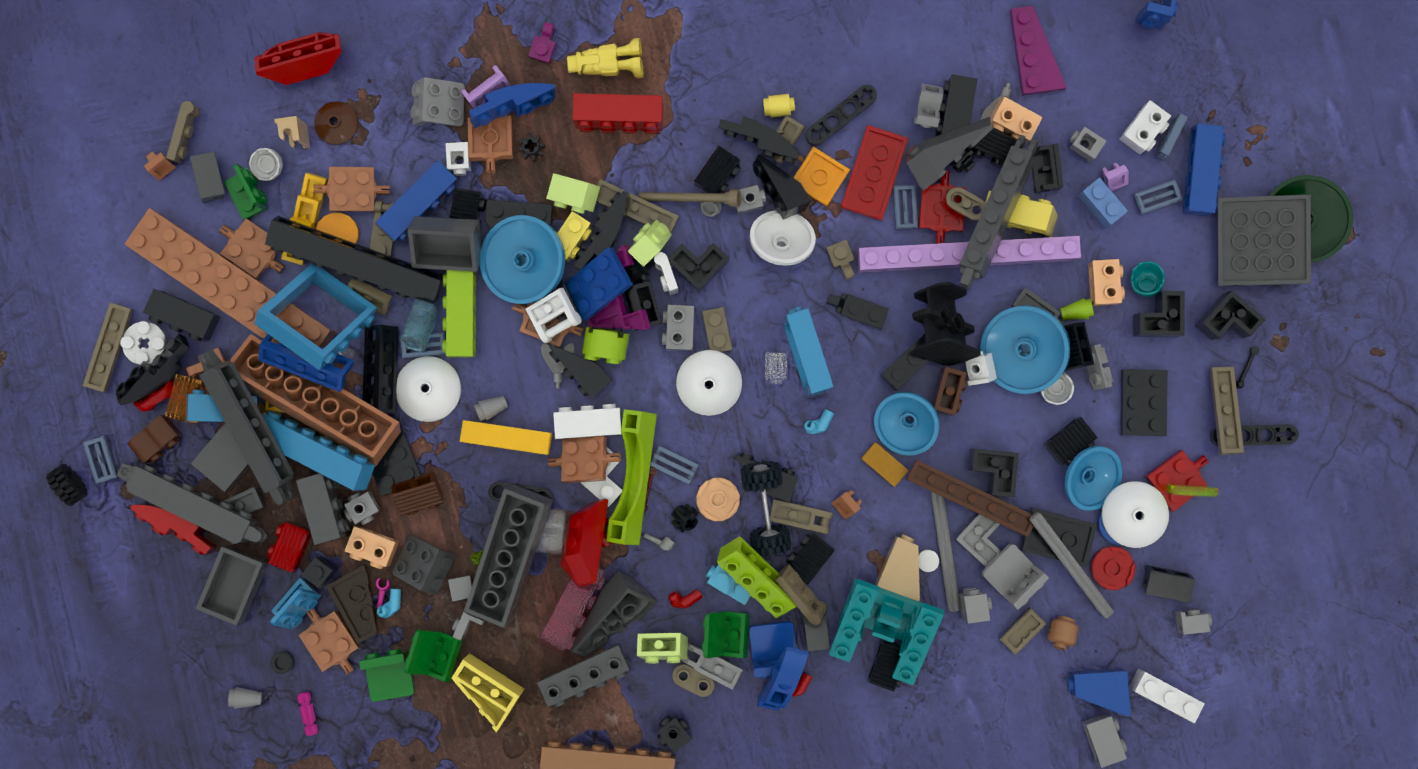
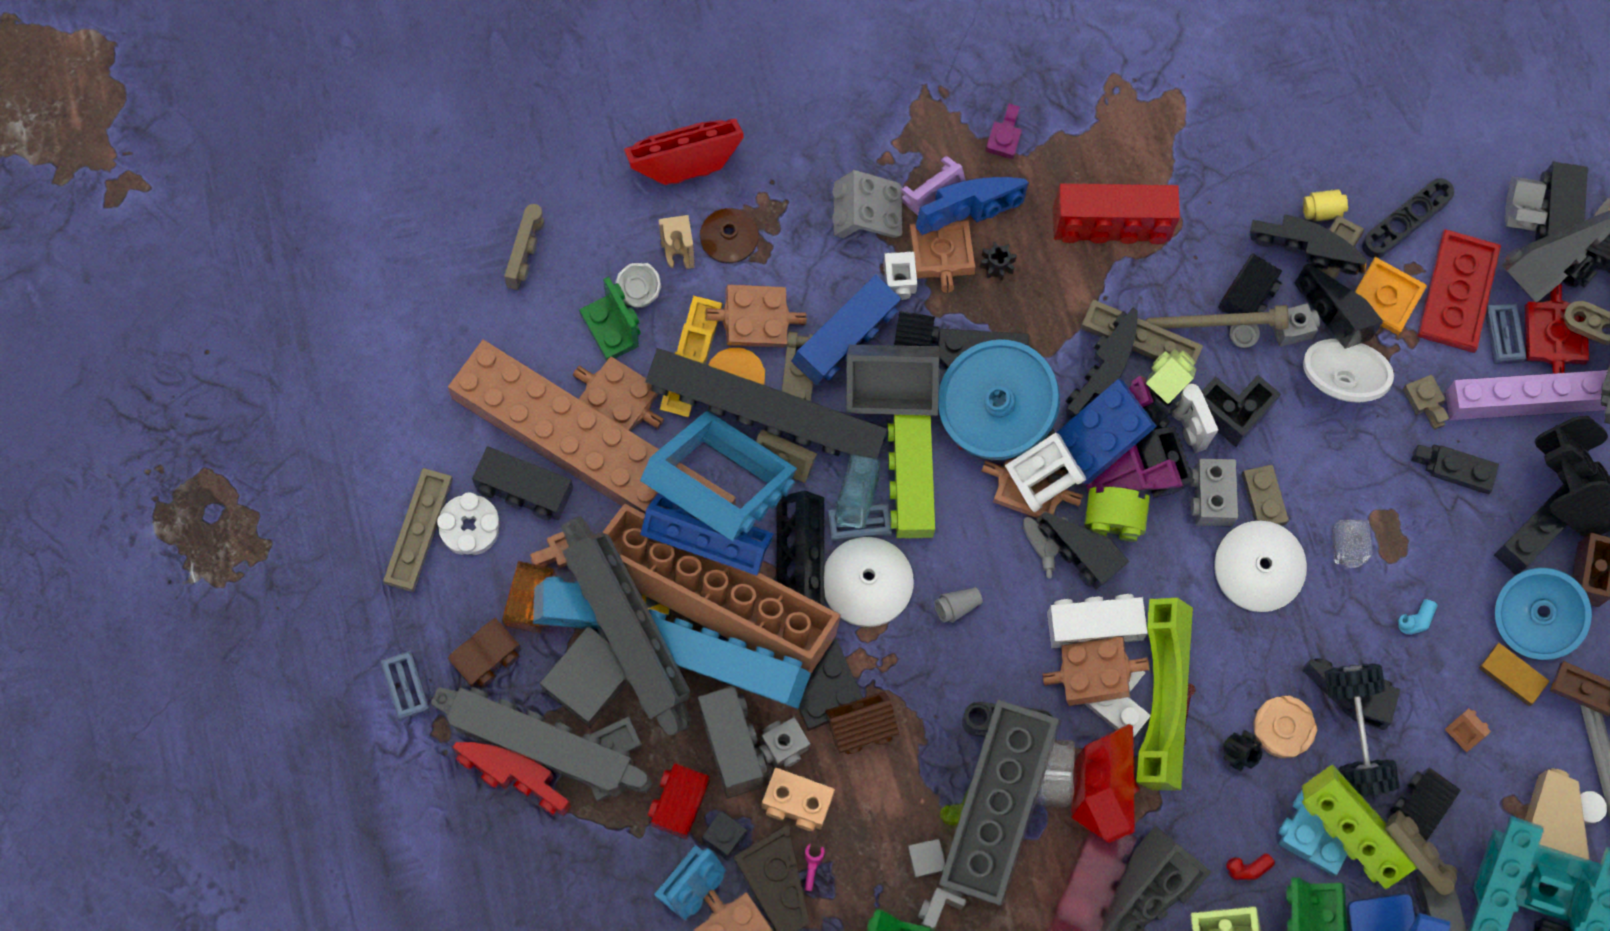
camera: 10 degrees left, 15 degrees down
(66, 484) = (361, 716): black tyre -> none
(149, 378) = (477, 569): black slope -> none
(150, 401) = (484, 591): red plate -> none
(158, 165) = (491, 288): nougat tile -> none
(207, 177) = (558, 303): dark grey hinge -> none
(232, 585) = (600, 855): dark grey piece -> none
(392, 605) = (828, 885): medium azure arm -> none
(423, 565) = (872, 824): dark grey bracket -> none
(505, 437) = (982, 643): yellow slope -> none
(573, 192) = (1060, 315): yellowish green brick -> none
(573, 233) = (1067, 363): light yellow brick -> none
(605, 60) = (1091, 152): light yellow piece -> none
(657, 456) = (1224, 669): sand blue tile -> none
(667, 544) = (1216, 791): light grey hand -> none
(800, 516) = (1406, 747): dark tan plate -> none
(807, 352) = (1421, 504): dark azure window -> none

